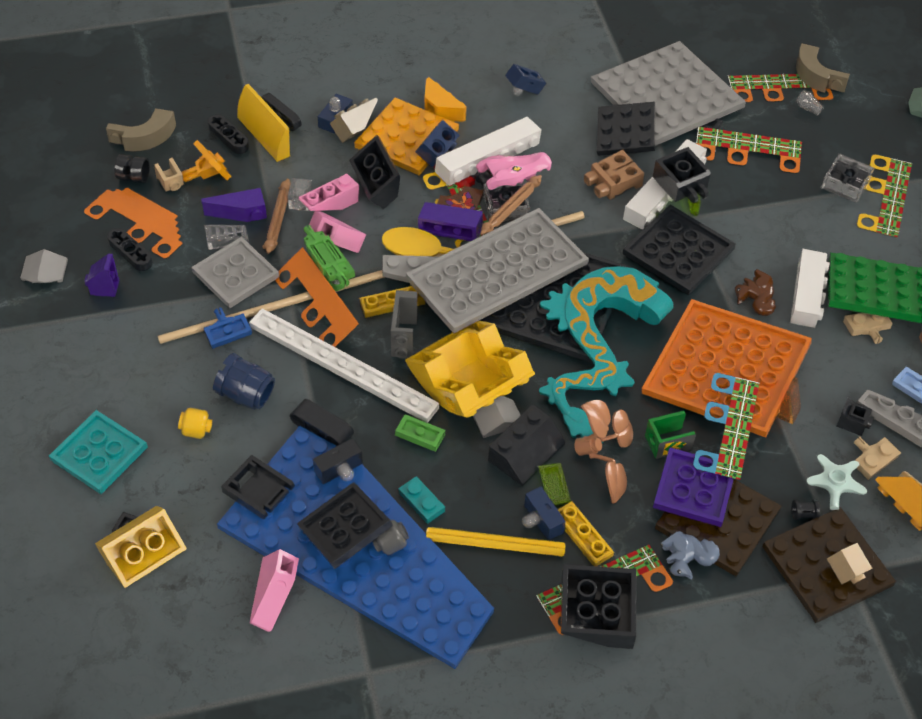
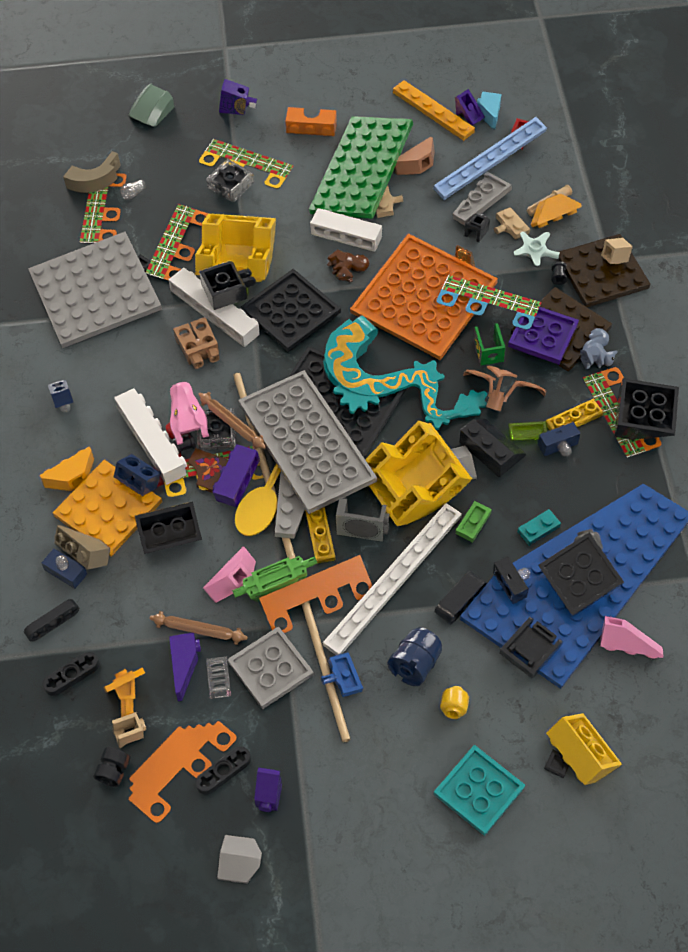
camera: 80 degrees left, 5 degrees up
(144, 136) = (53, 742): dark tan arch -> none
(263, 123) = (74, 632): yellow slope -> none
(298, 188) = (177, 604): clear brick -> none
(332, 195) = (188, 572): bright pink slope -> none
(496, 541) = (581, 478): yellow axle -> none
(626, 128) = (142, 324): black plate -> none
(750, 191) = (237, 239): none -> yellow slope

